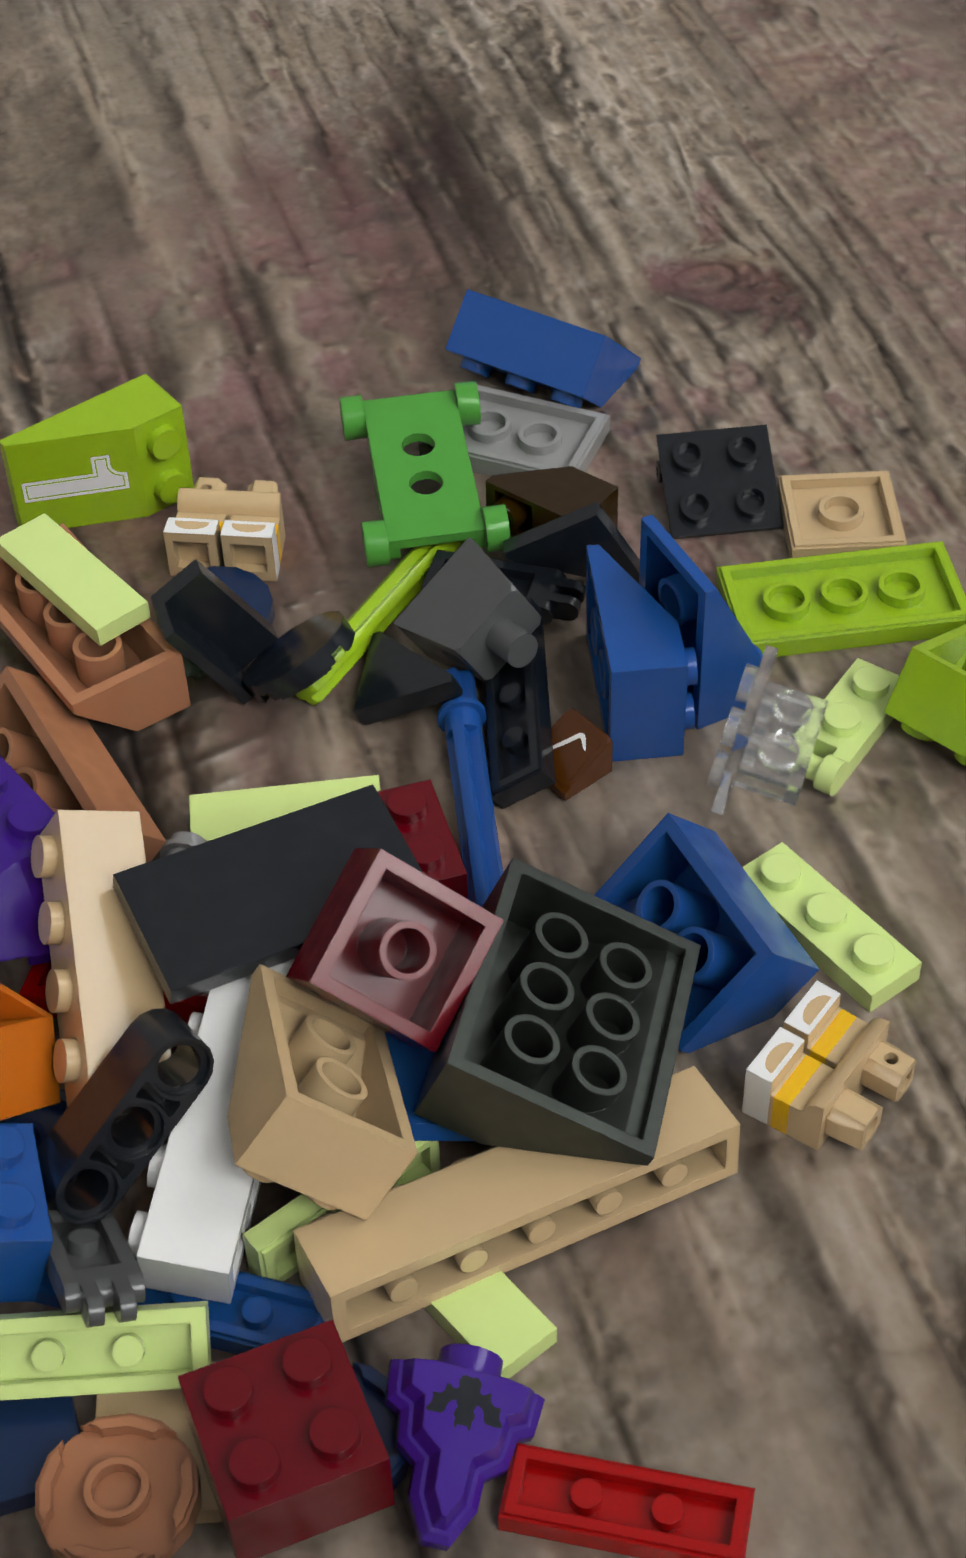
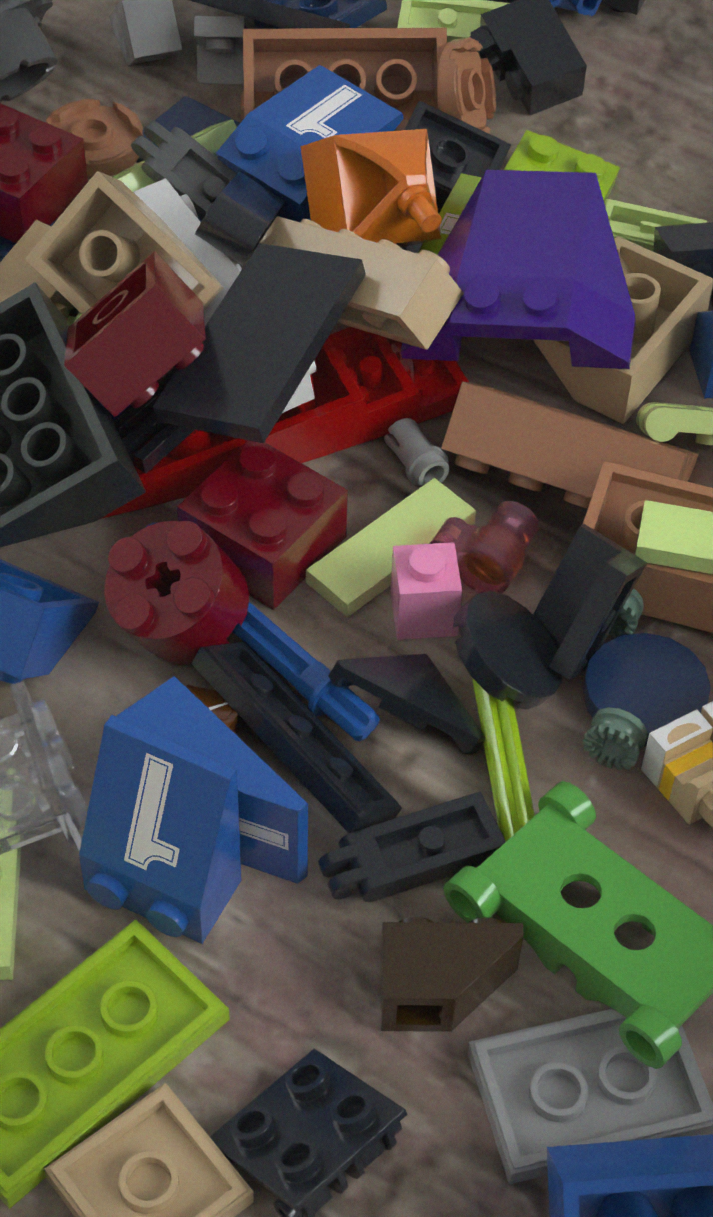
camera: 140 degrees right, 5 degrees up
(217, 748) = (491, 553): none -> clear pink piece
(283, 580) = (619, 750): none -> sand green bush
(310, 735) = (425, 590): none -> bright pink brick
(472, 616) = (380, 751): dark grey torso -> none
(530, 808) = (174, 590): none -> dark red brick
(564, 541) = (358, 913): black tile -> none

